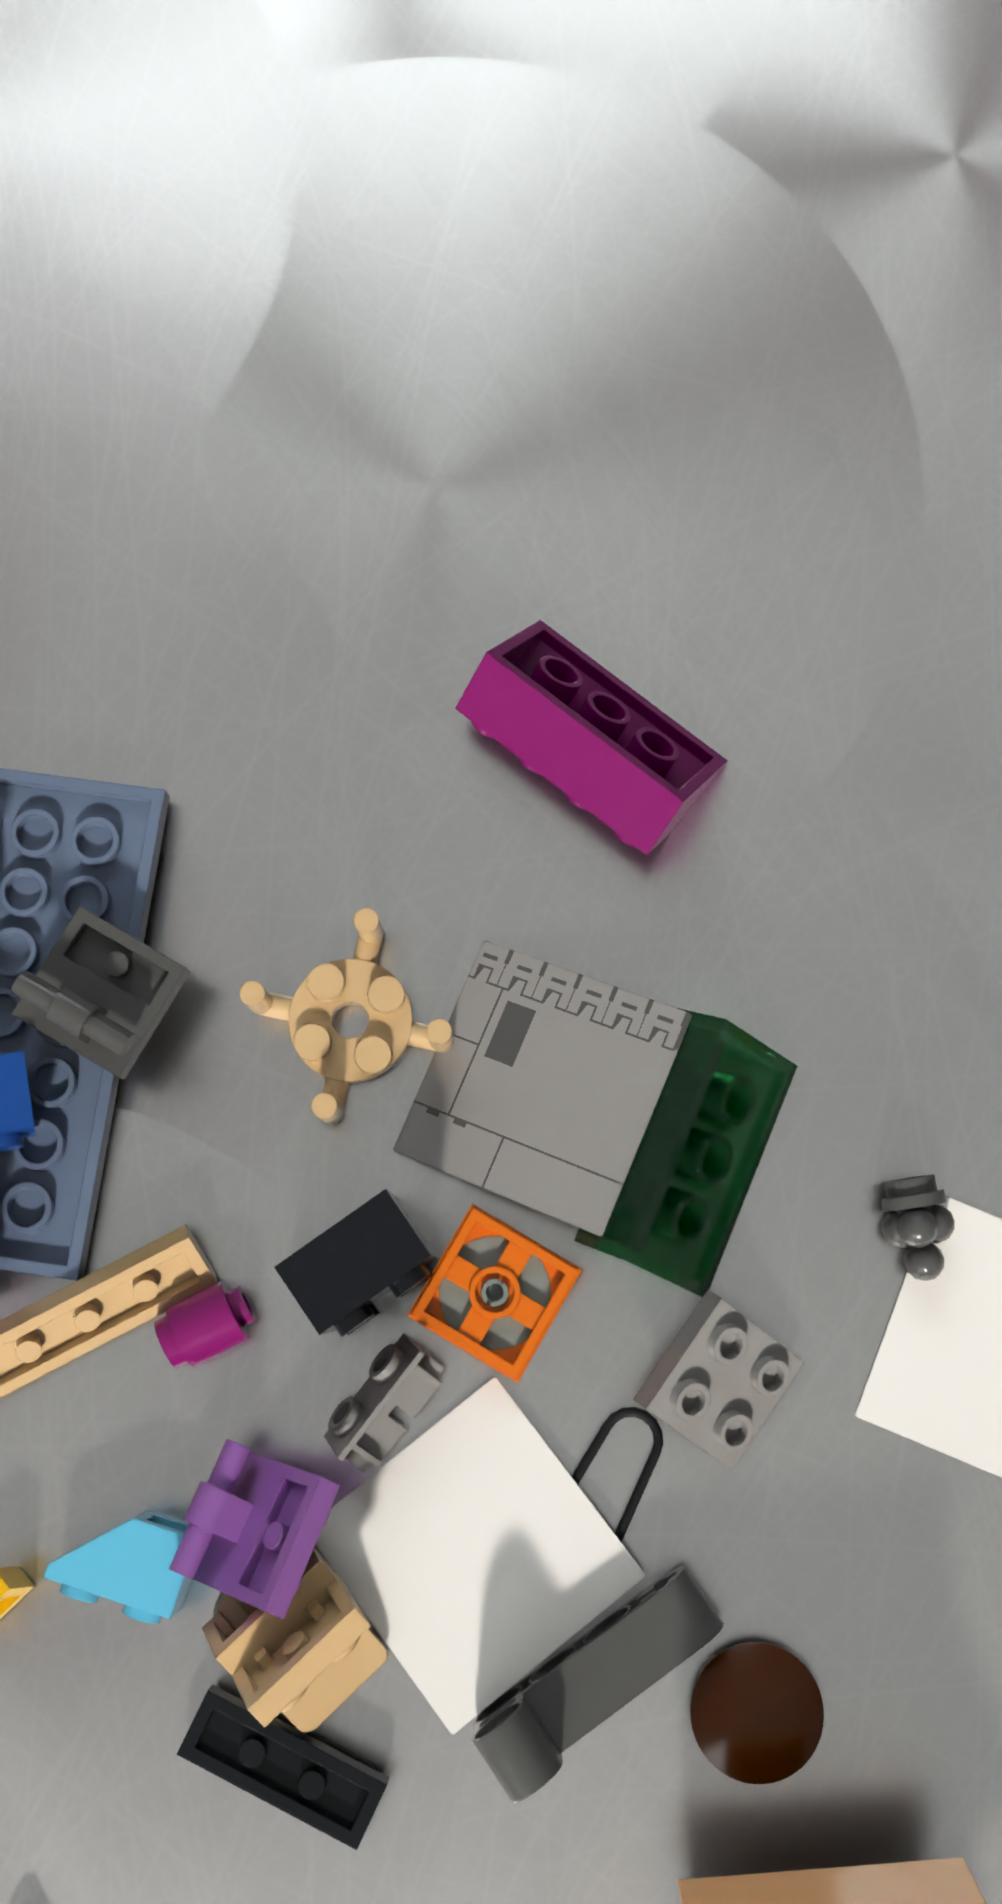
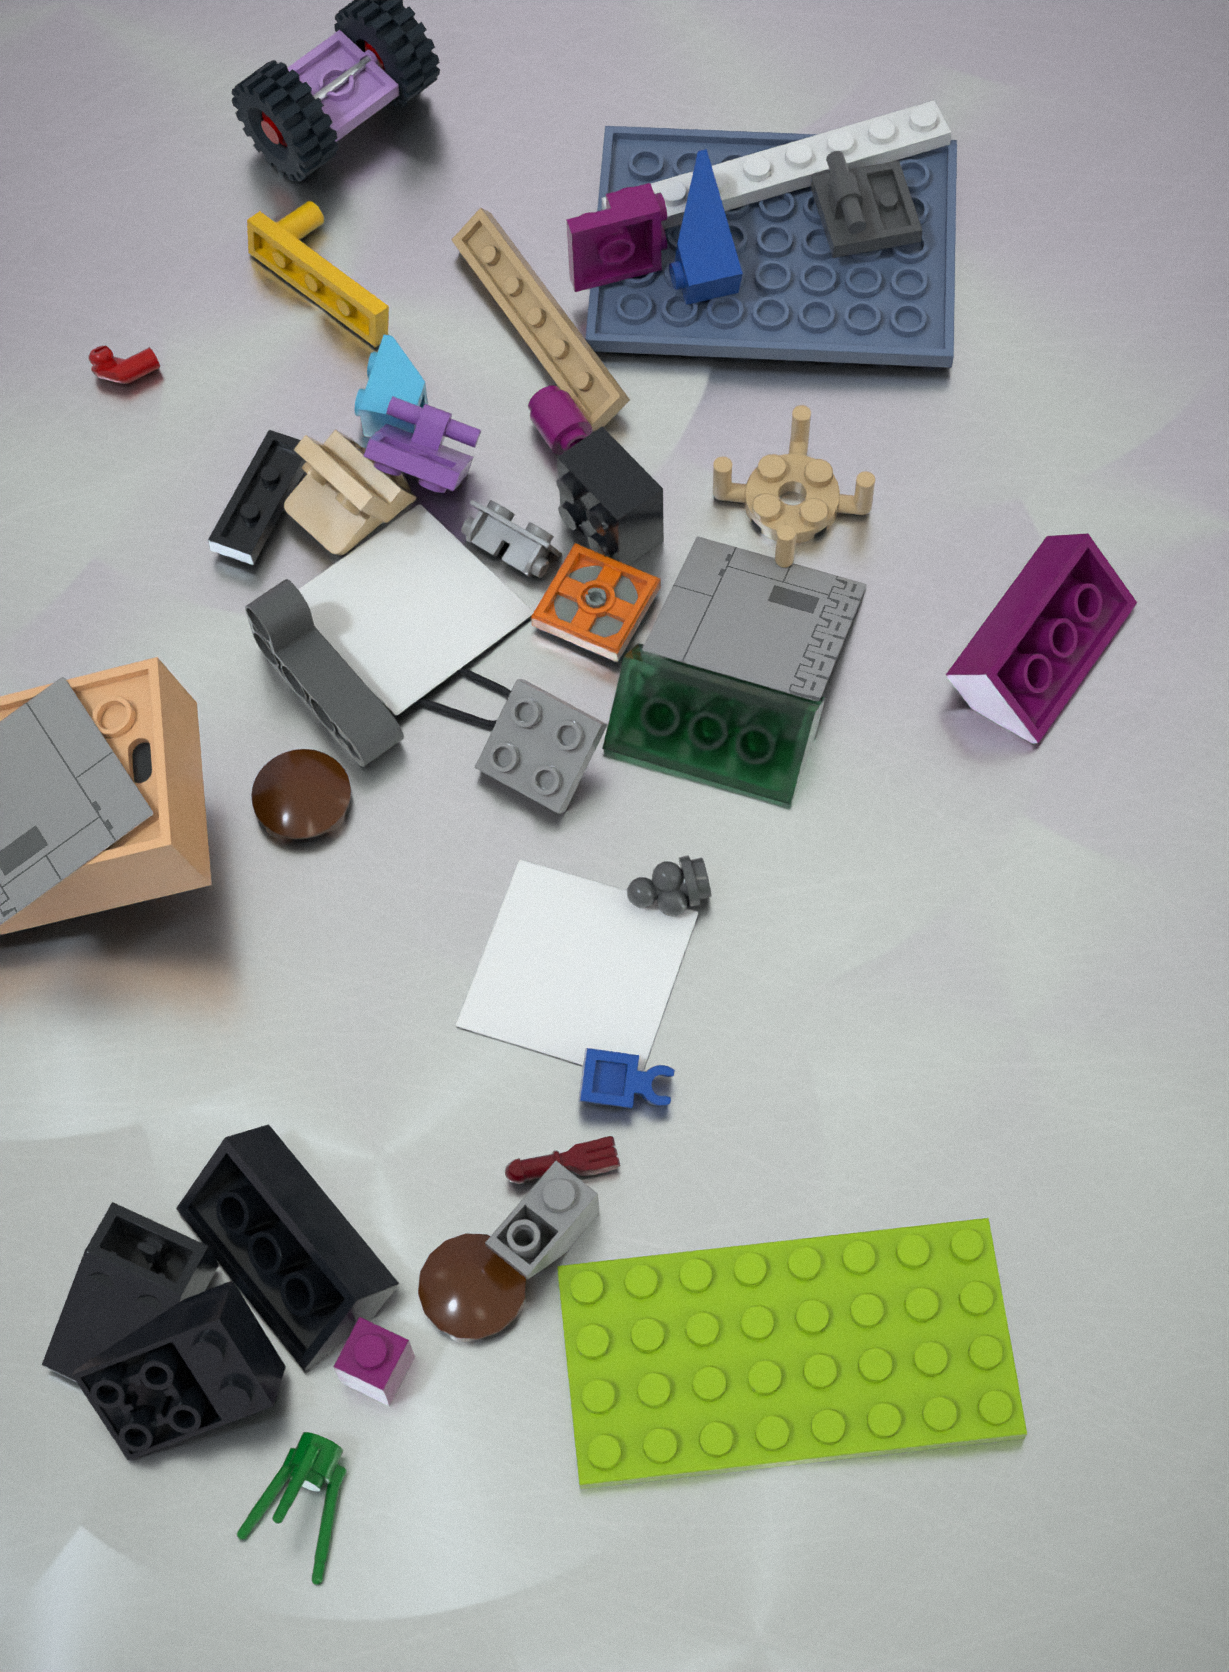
camera: 85 degrees right, 15 degrees down
(99, 992) = (791, 323): dark grey plate -> none

